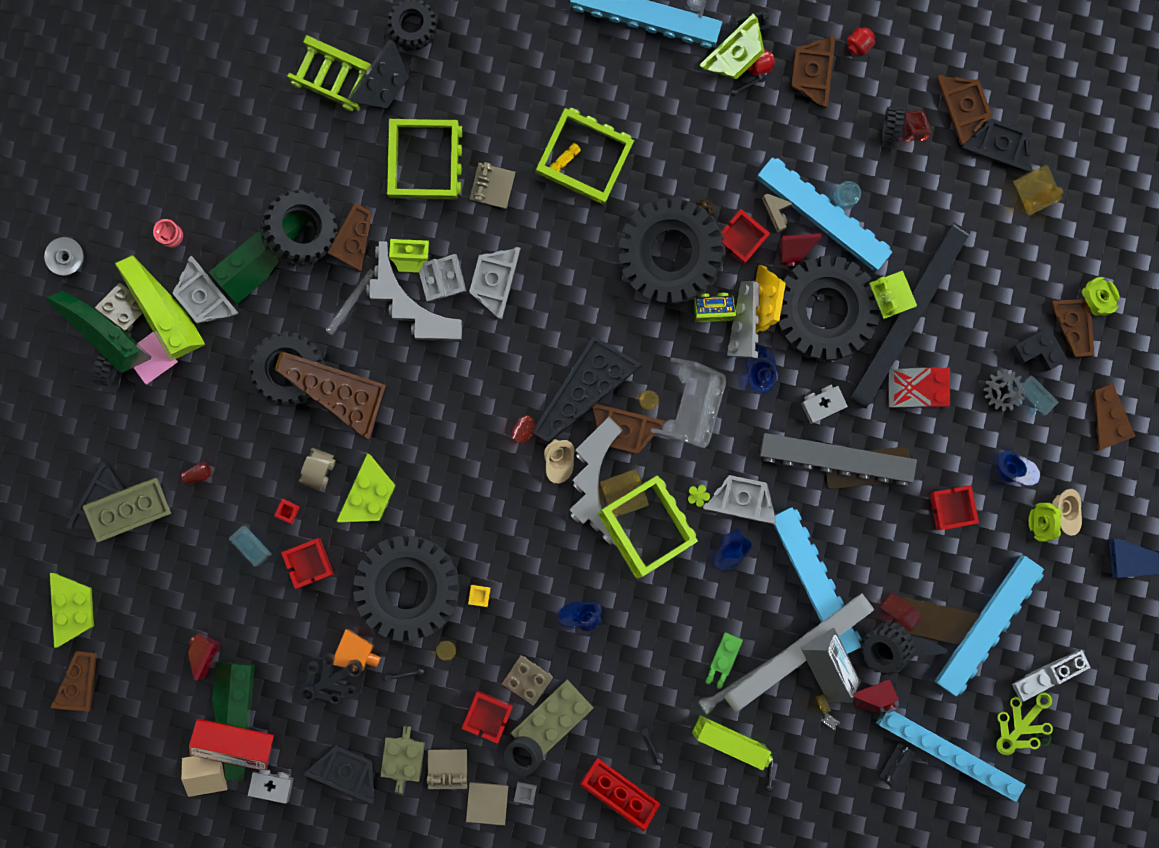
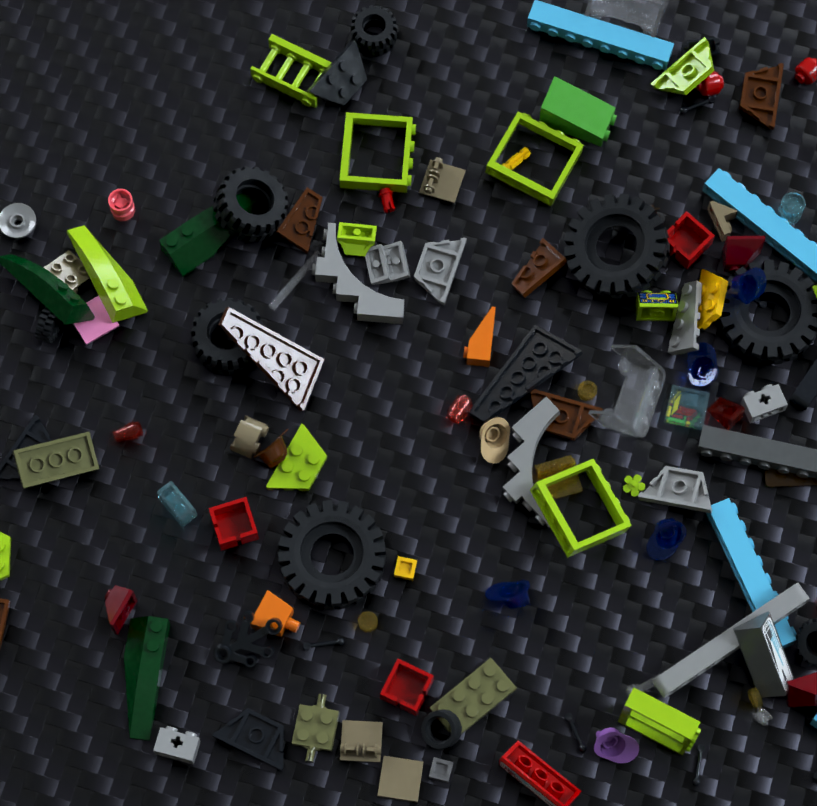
camera: 10 degrees right, 15 degrees down
(201, 295) = (148, 265): light grey wing -> none
(202, 776) = (108, 731): tan slope -> none
(231, 744) = (140, 698): red slope -> none
(287, 511) = (216, 474): red slope -> none
(341, 487) = (274, 453): none -> reddish brown piece
(437, 209) = (387, 200): none -> red pin
(527, 680) = (450, 655): dark tan hinge -> none
(540, 359) = (480, 343): none -> orange slope
(597, 272) = (541, 266): none -> reddish brown wing
(626, 104) = (577, 113): none -> bright green slope
(690, 760) = (615, 746): none -> medium lavender piece
(724, 658) = (654, 646): bright green hinge -> none
(748, 411) = (687, 407): none -> clear light blue tile
(786, 415) = (726, 412): none -> clear red slope
(805, 288) = (748, 285): none -> clear blue piece

